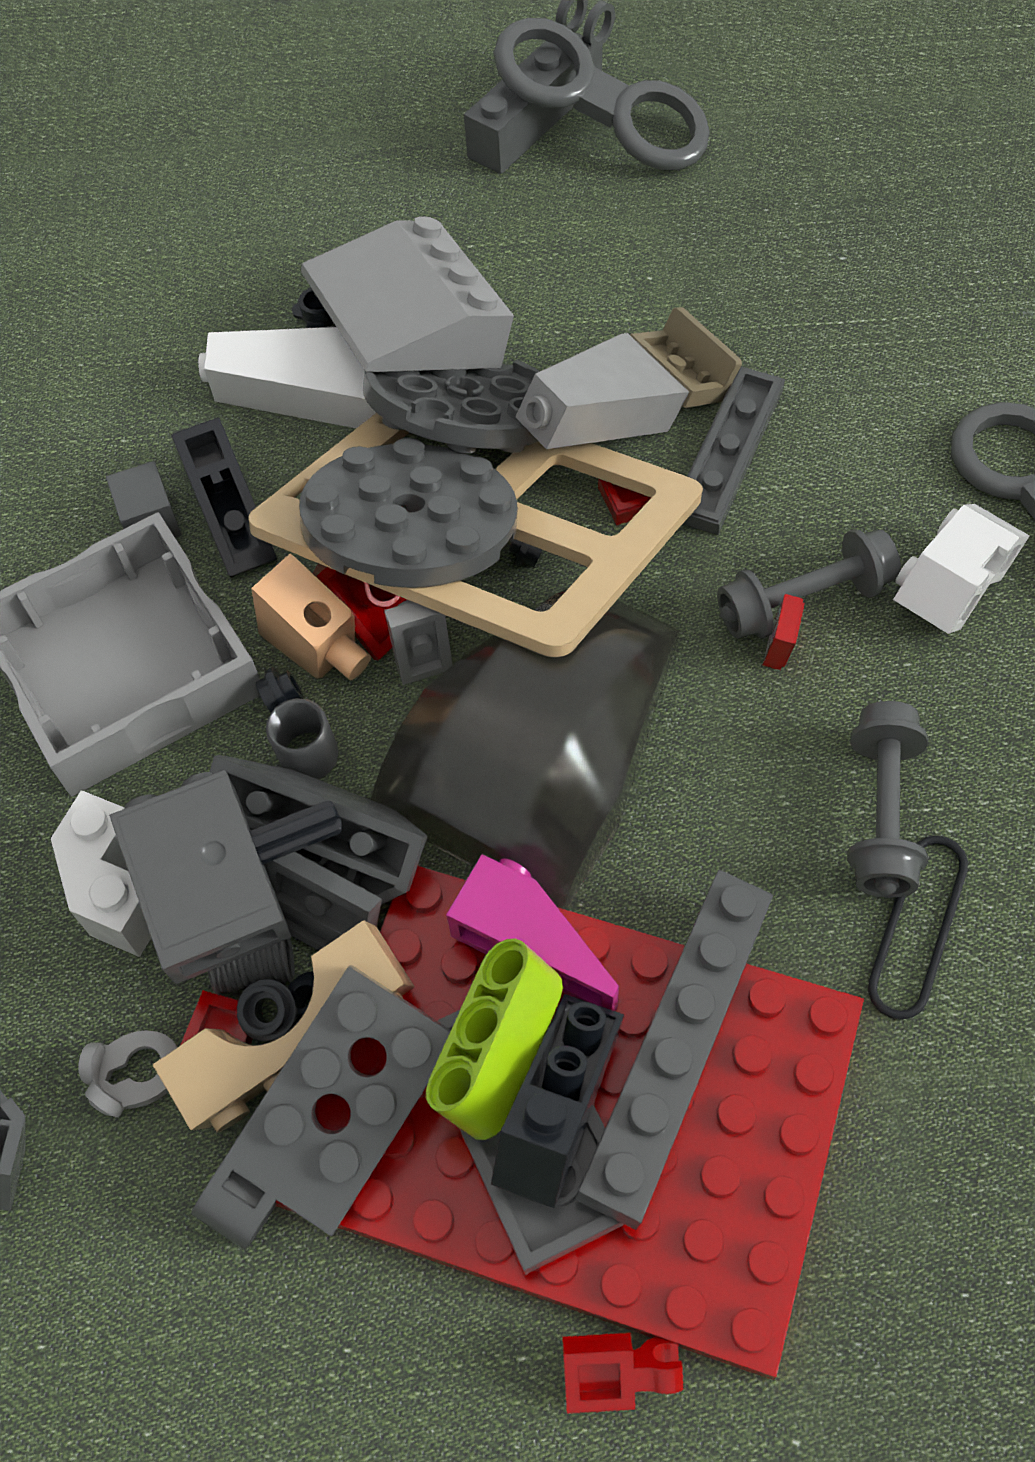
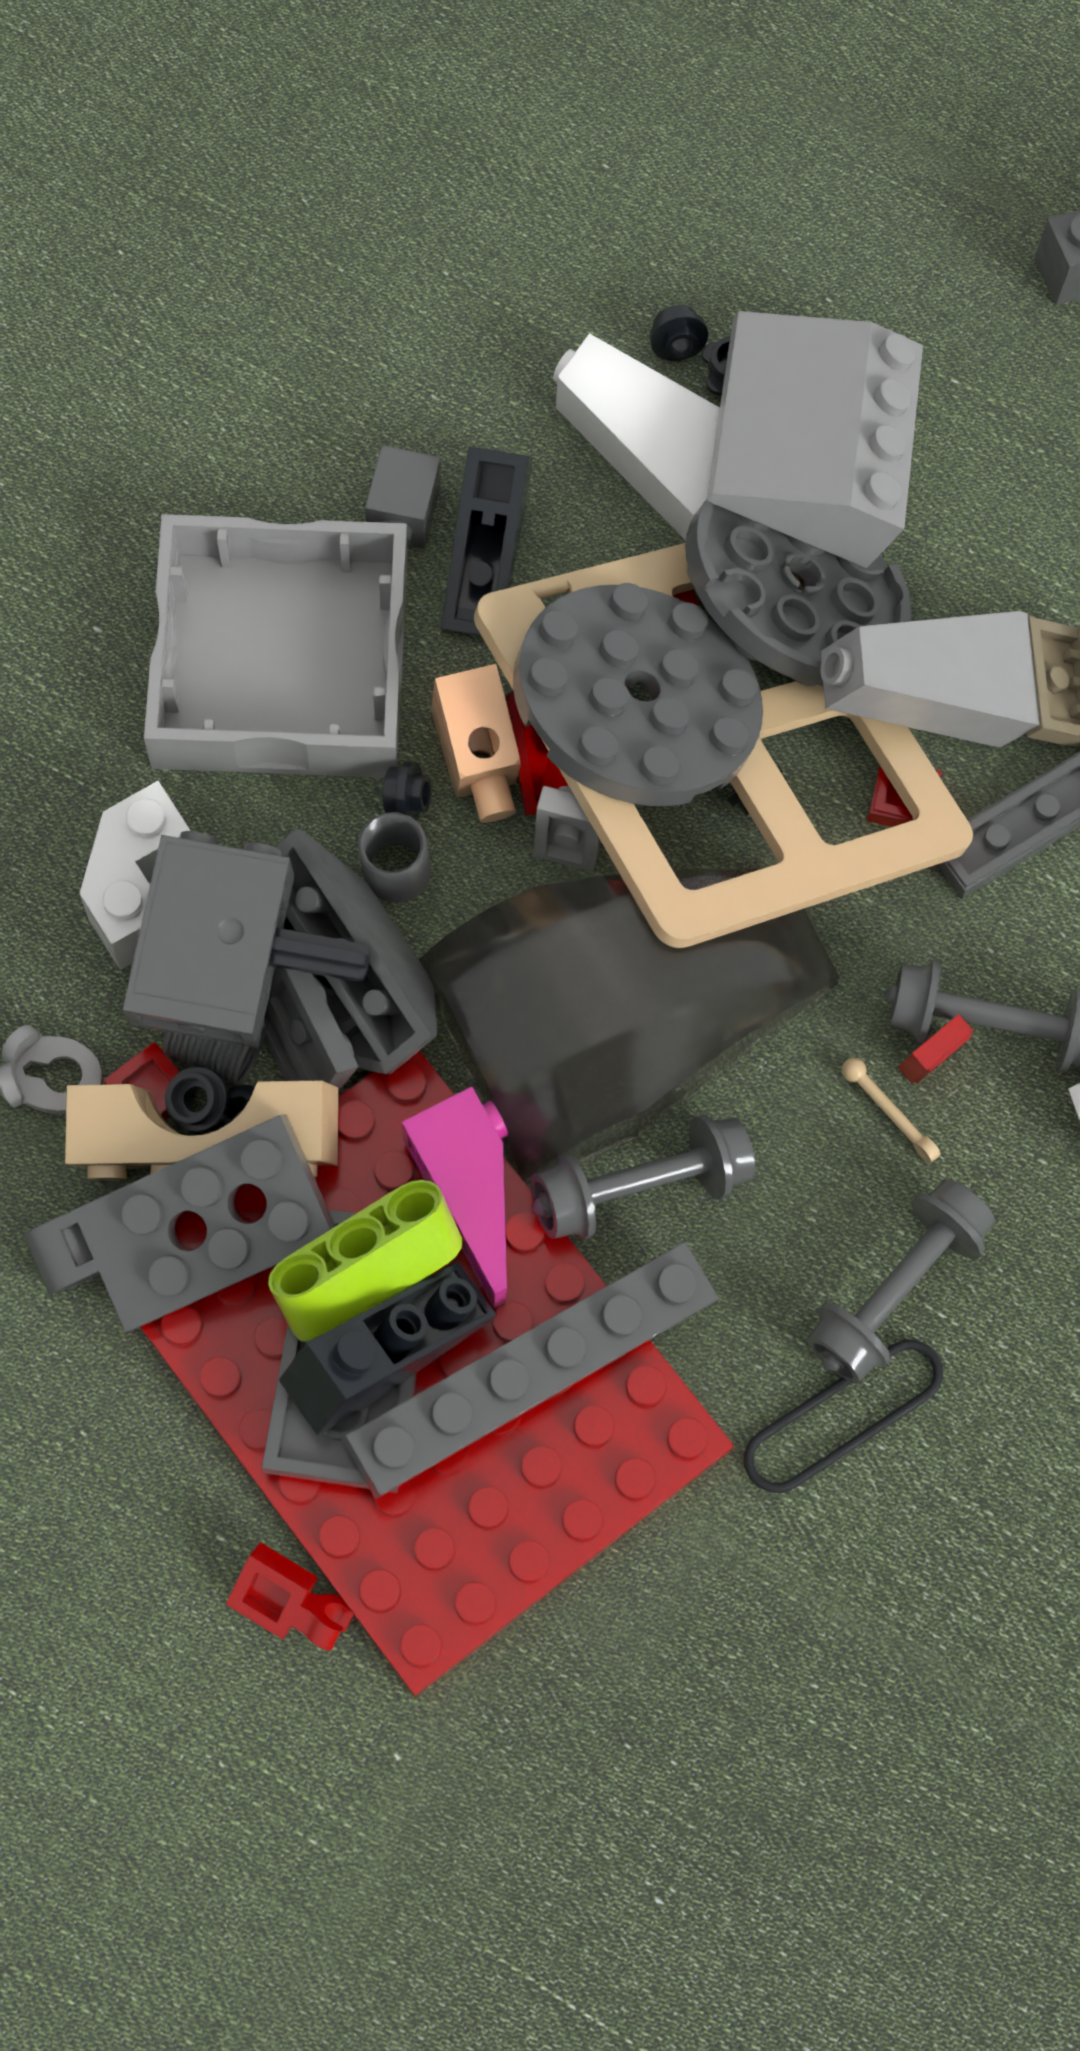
camera: 25 degrees right, 10 degrees up
(261, 303) = (678, 333): none -> black plate
(611, 892) = (717, 1154): none -> dark grey piece
(824, 703) = (855, 1071): none -> tan hinge

